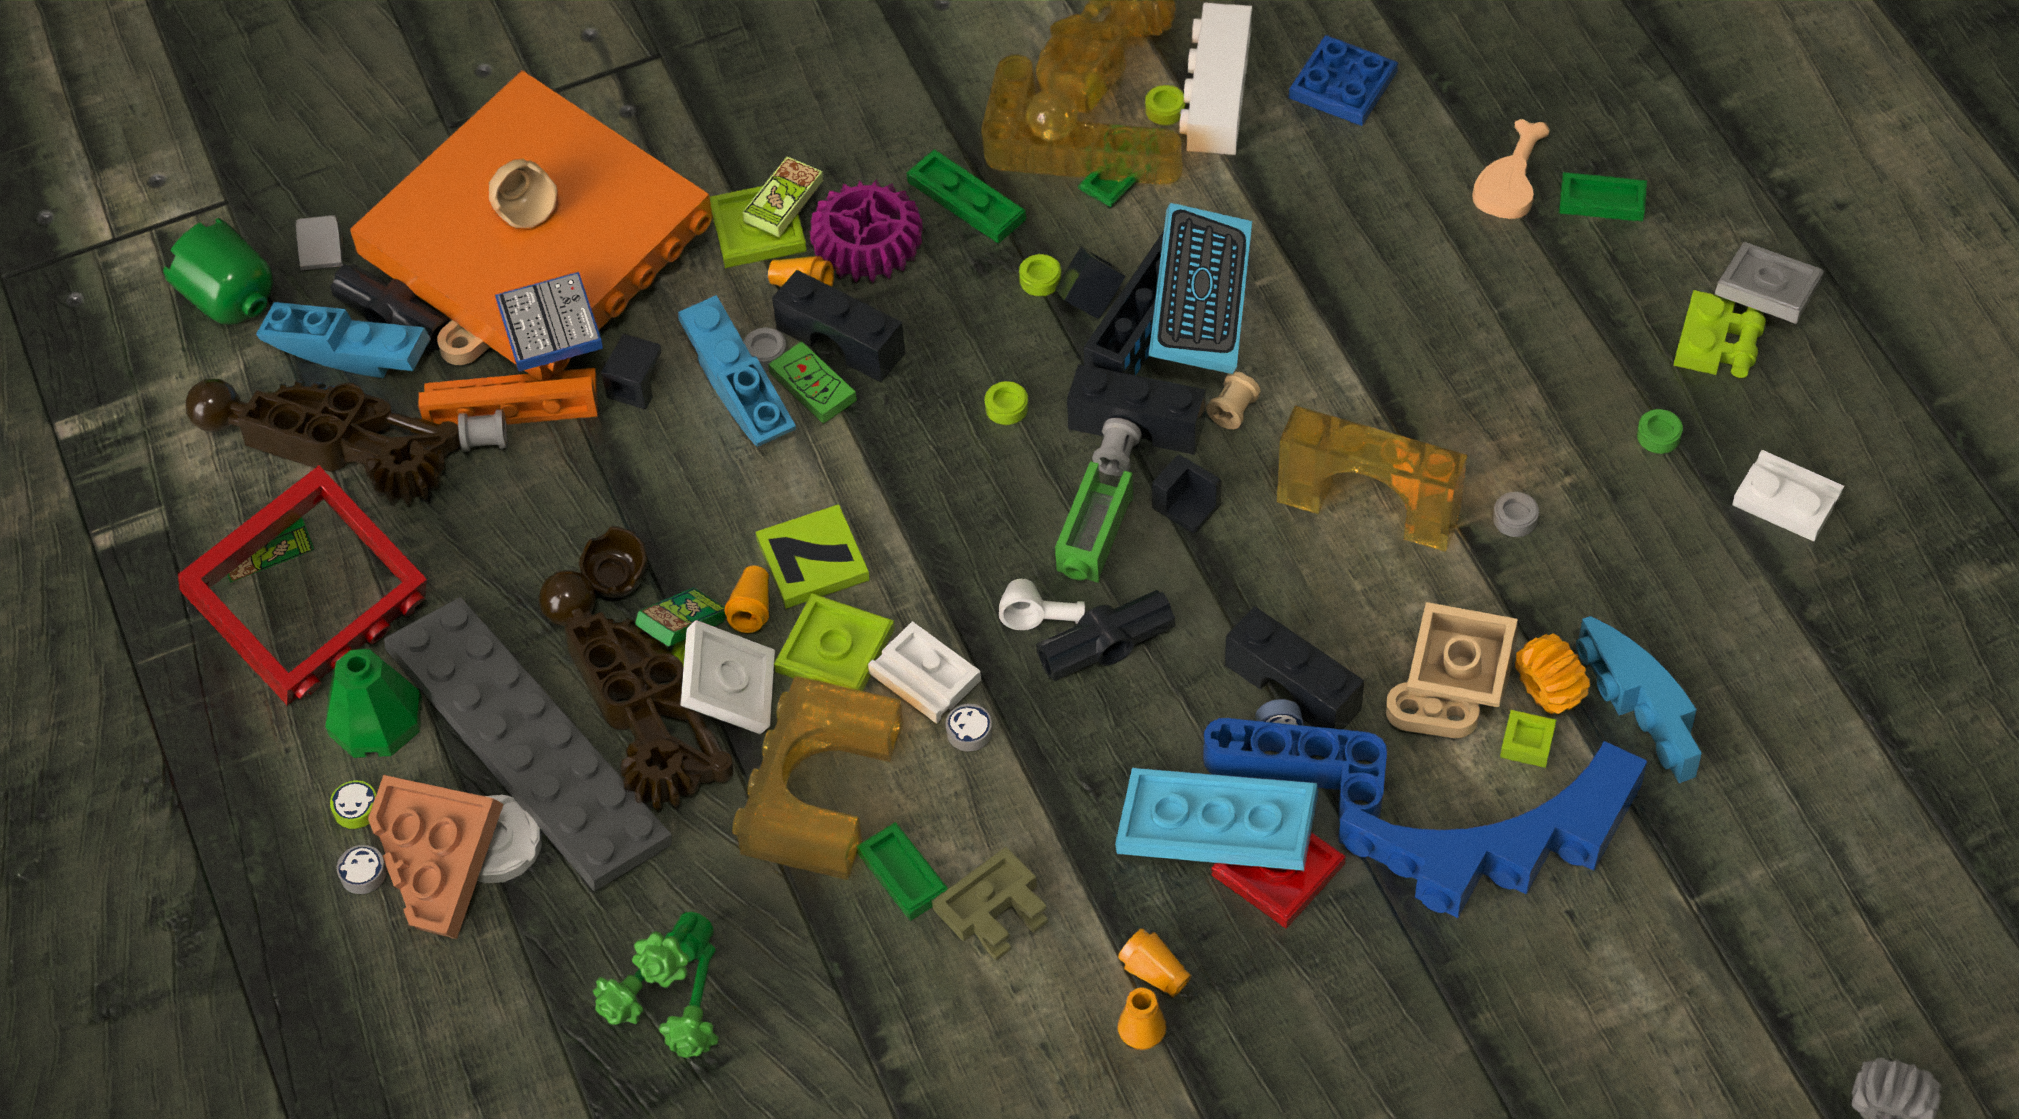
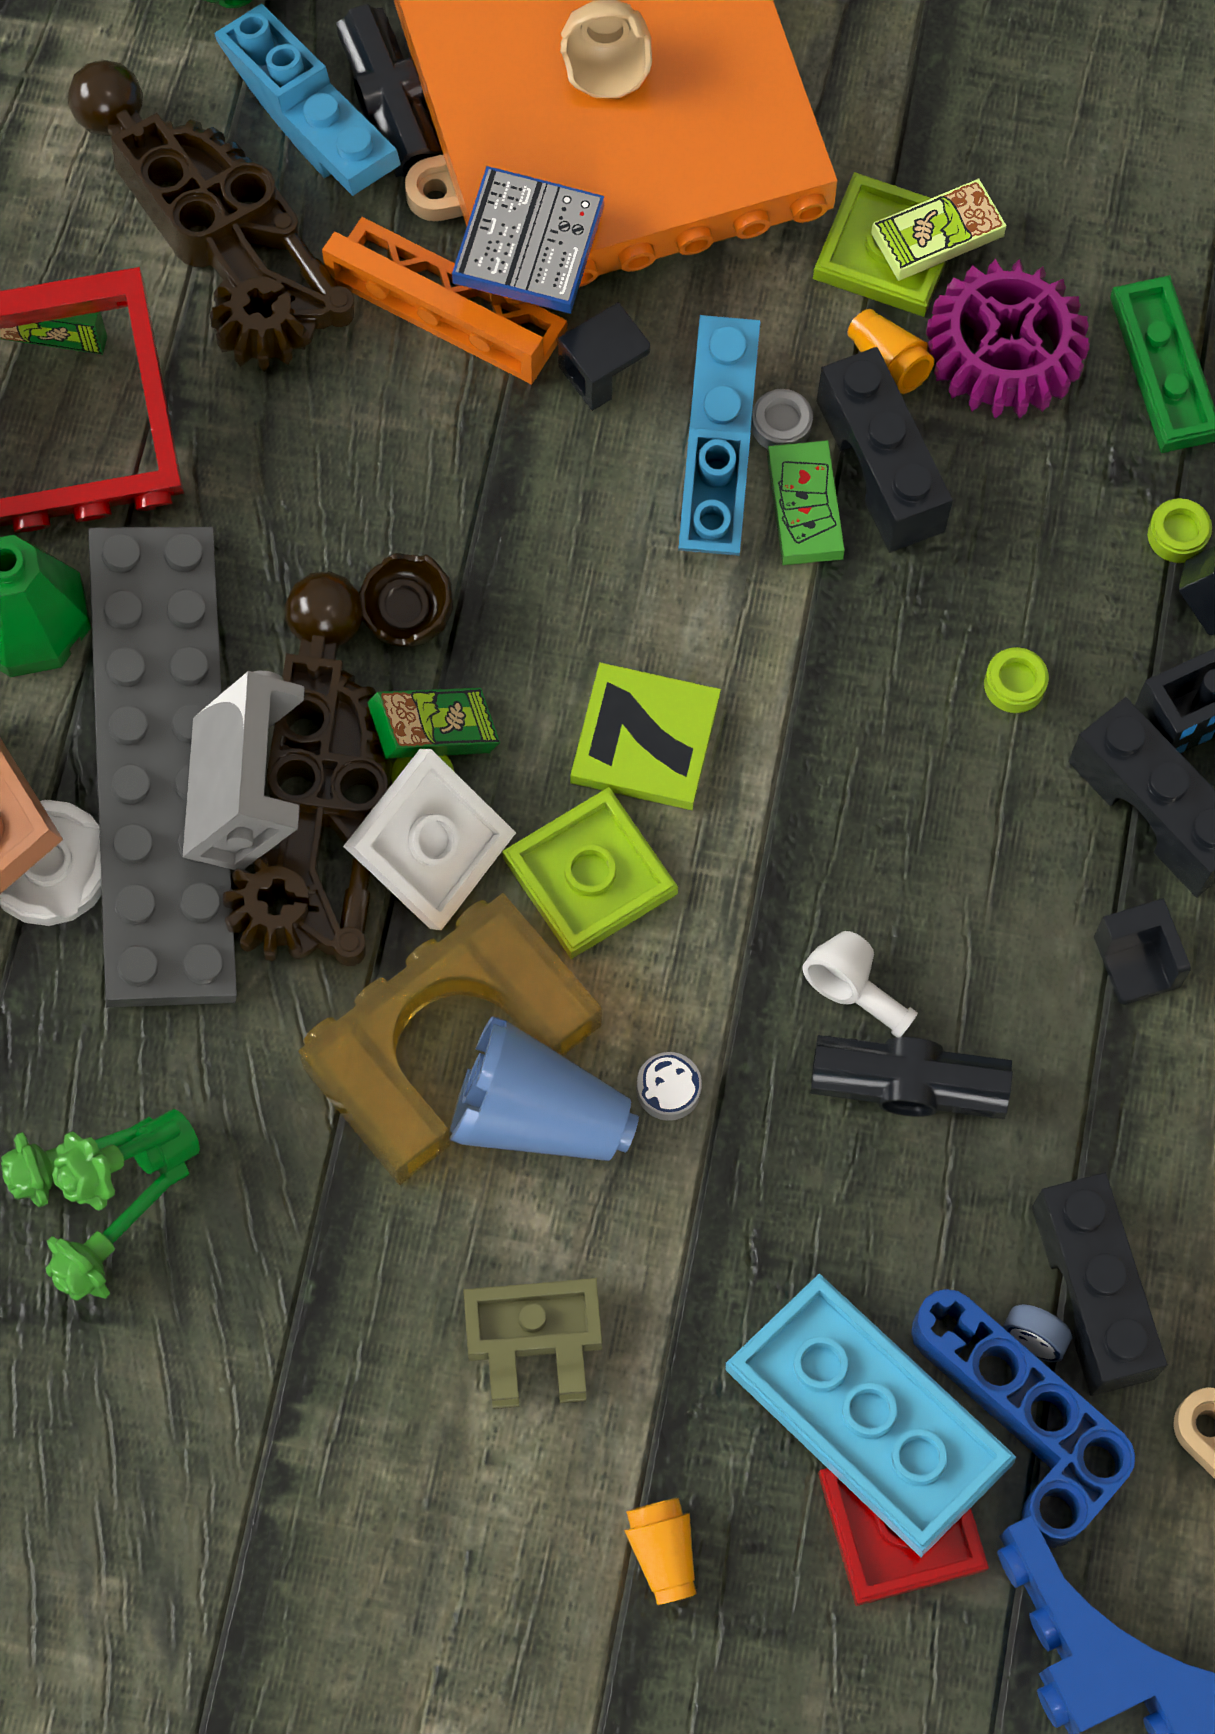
camera: 30 degrees right, 15 degrees up
(482, 430) = (381, 323): light grey bush -> none
(585, 704) = (226, 806): none -> light grey panel
(749, 601) = (530, 749): light orange cone -> none
(897, 773) = (538, 1101): none -> medium blue cone
(901, 870) = (464, 1220): green tile -> none
(924, 672) = (665, 980): white plate -> none
(1092, 525) = (998, 919): bright green window -> none
(1116, 446) = (1103, 830): light grey bush -> none
(1141, 1020) = (594, 1635): light orange cone -> none

